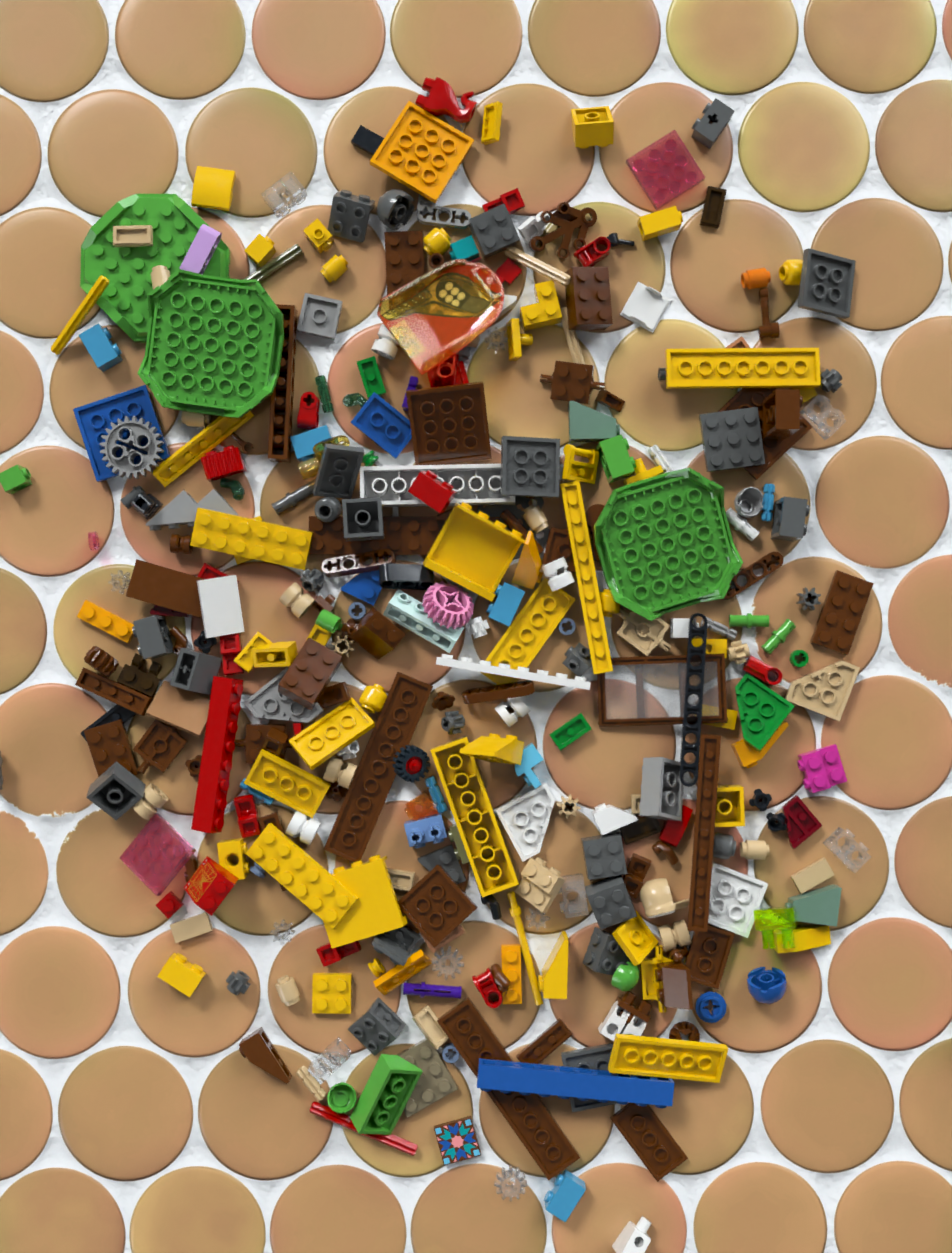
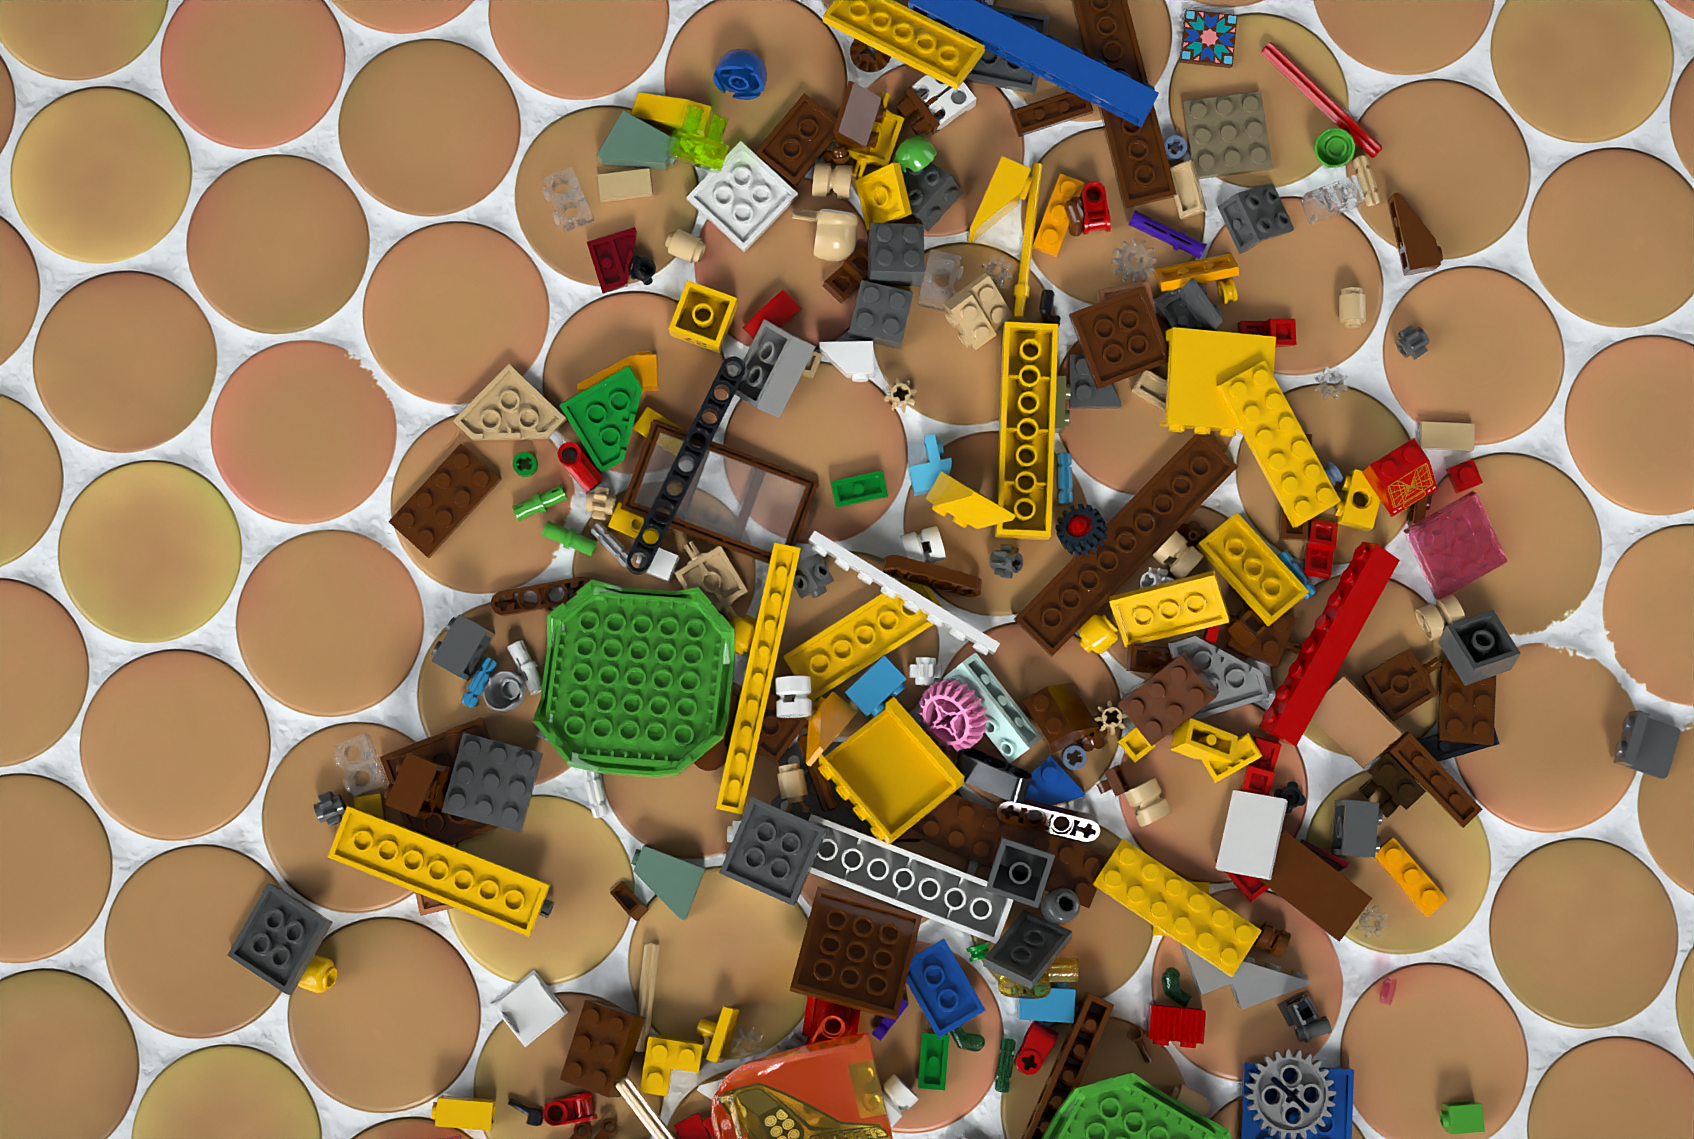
camera: 160 degrees left, 5 degrees down
(101, 661) = (1436, 825): reddish brown gear -> none
(181, 640) = (1322, 810): reddish brown arm -> none
(182, 974) = (1480, 381): yellow brick -> none
(191, 765) = (1369, 643): reddish brown plate -> none
(195, 671) = (1316, 762): dark grey slope -> none
(197, 447) = (1205, 1059): yellow plate -> none
(294, 497) = (1096, 941): dark grey pin -> none
(302, 828) = (1254, 504): white wheel -> none
(312, 580) = (1116, 820): dark grey gear -> none
(329, 621) = (1116, 755): bright green piece -> none
(332, 993) = (1297, 282): yellow plate -> none
(385, 1095) = (1278, 129): bright green slope -> none
(422, 799) = (1083, 476): clear orange brick -> none
(425, 830) = (1096, 438): medium blue brick -> none
(432, 491) = (914, 870): red brick -> none
(443, 701) = (1008, 594): reddish brown plant -> none
(527, 820) = (959, 399): white plate -> none
(568, 632) = (808, 617): sand blue bush -> none
(572, 382) = (669, 945): reddish brown plate -> none
(578, 470) = (708, 822): yellow plate -> none
(615, 458) = (655, 818): bright green brick -> none
(640, 829) = (820, 329): dark brown tile -> none
(642, 473) = (628, 787): yellow tile -> none
(668, 852) = (796, 288): reddish brown arm -> none
(704, 832) = (742, 293): reddish brown plate -> none
(713, 207) = (383, 1107): dark brown tile -> none
(717, 1011) = (816, 65): blue gear -> none
(723, 846) = (725, 267): dark grey head -> none
(755, 278) = (369, 985): orange brick -> none
(766, 798) = (643, 305): black plate -> none
(767, 329) = (381, 912): reddish brown brick -> none
(802, 596) = (485, 541): dark grey gear -> none
(821, 768) = (556, 313): dark pink plate -> none

